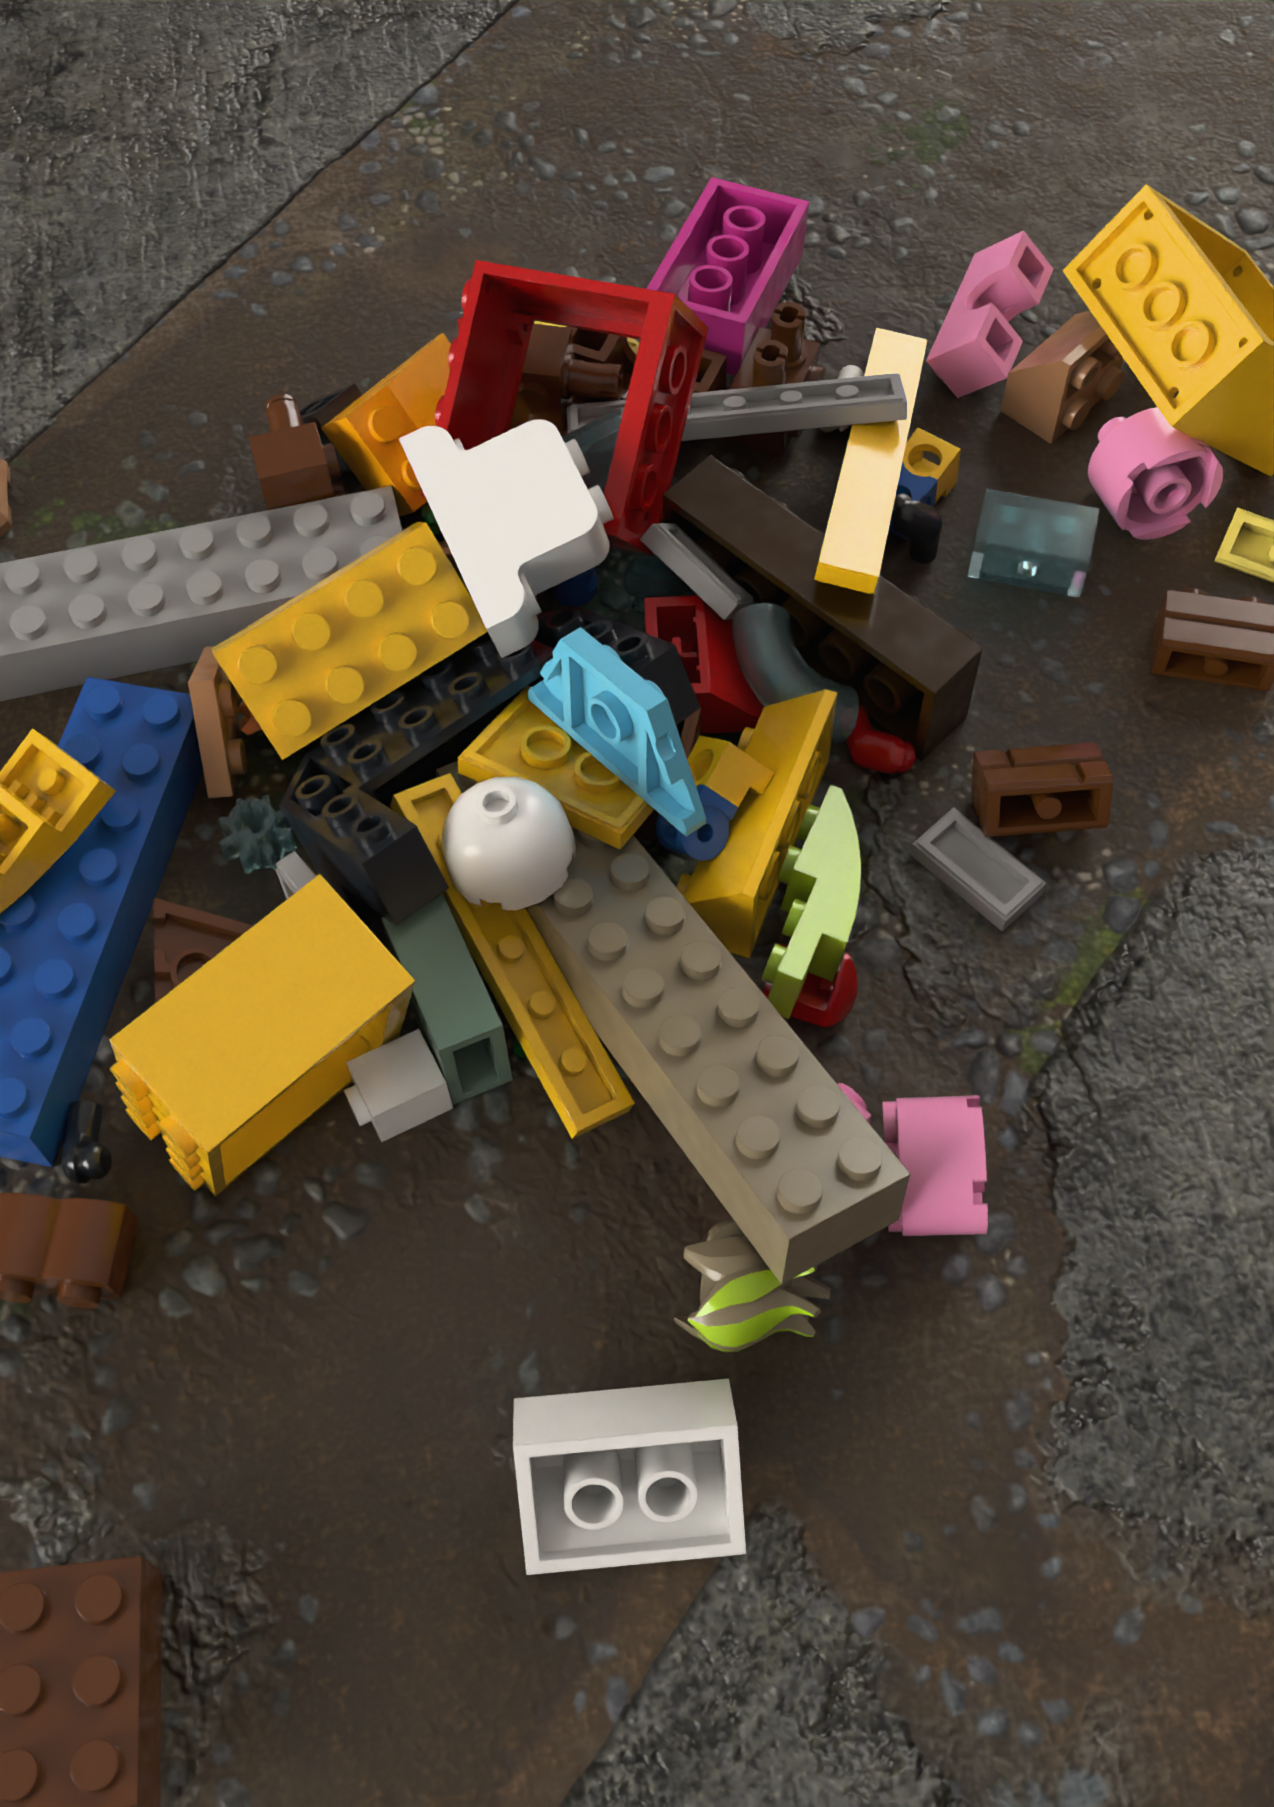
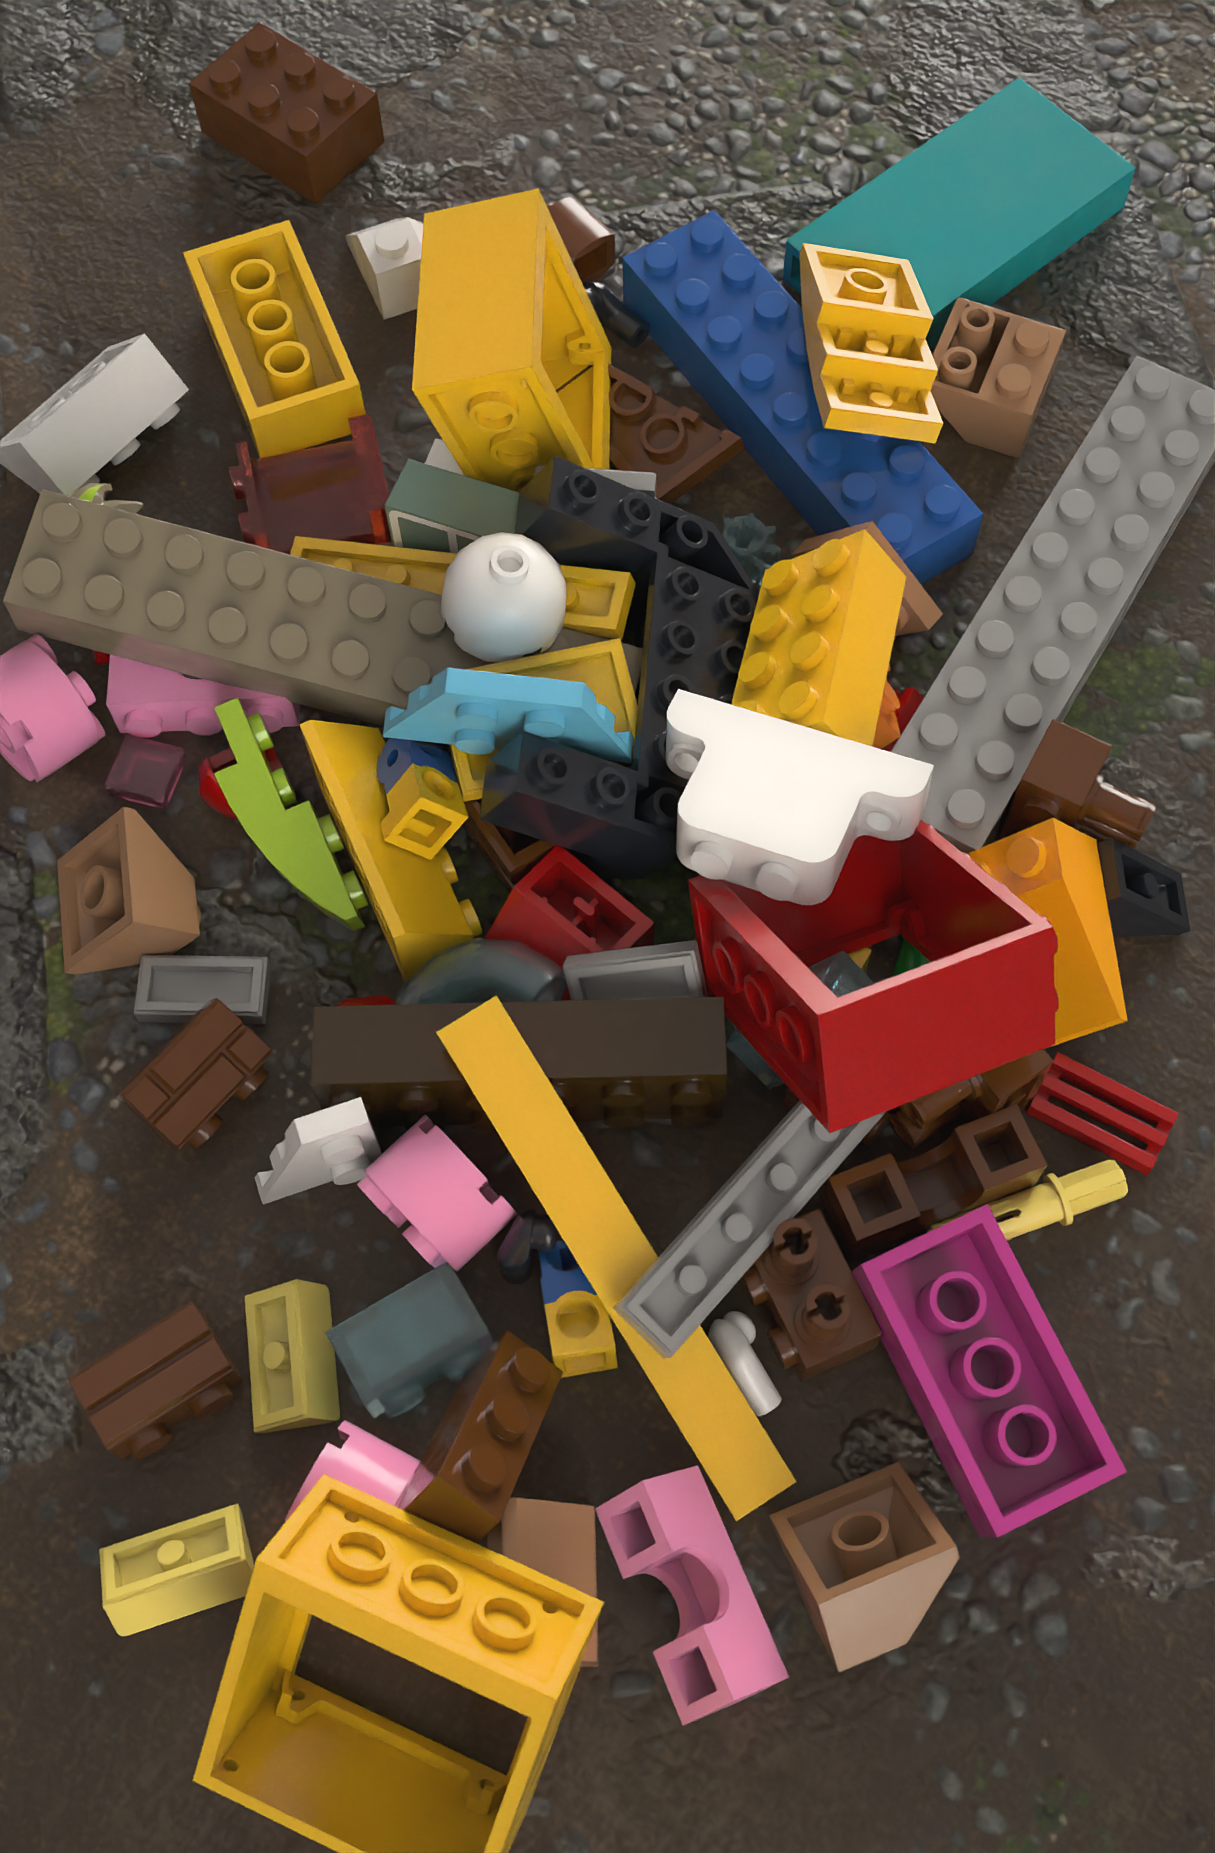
camera: 135 degrees right, 5 degrees up
(169, 1385) = (390, 263): none -> white slope
(385, 1376) = (275, 339): none -> yellow brick
(506, 1195) = (314, 492): none -> clear red panel
(875, 271) = (866, 1562): none -> medium nougat slope
(878, 1070) = (145, 771): none -> clear pink tile
(952, 572) = (440, 1194): none -> bright pink brick
(993, 960) = (123, 897): none -> medium nougat slope
(1008, 667) = (321, 1149): none -> white wing
(1053, 416) = (483, 1440): none -> reddish brown brick
(1115, 605) = (291, 1357): none -> light yellow slope

